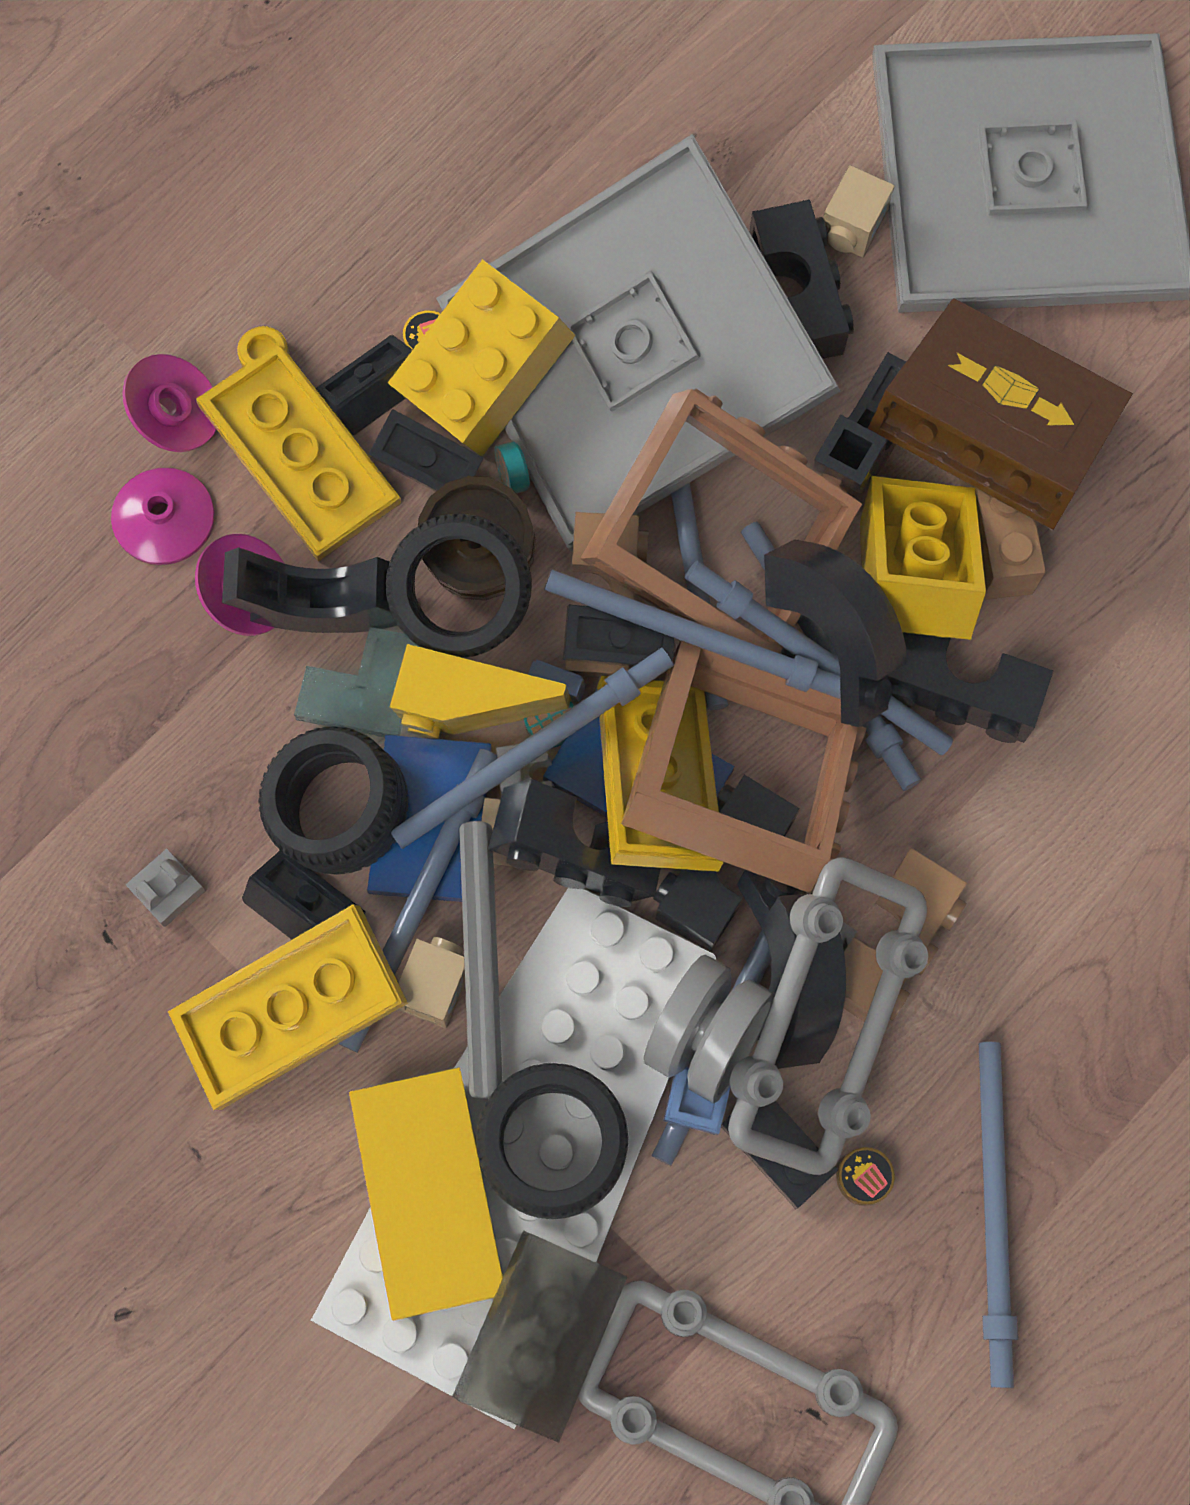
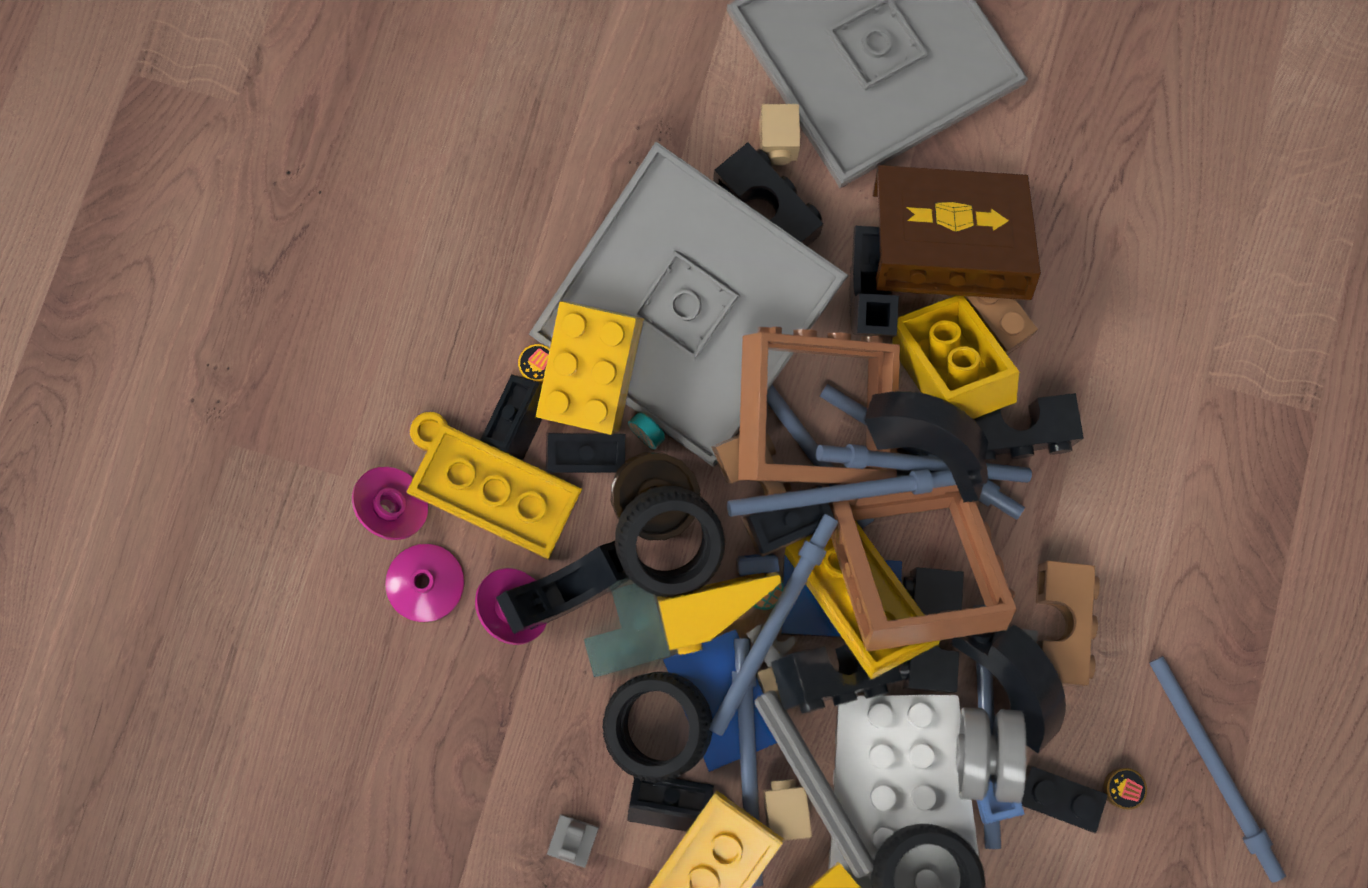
camera: 30 degrees left, 5 degrees up
(756, 1078) = (1095, 758): light grey bar -> none

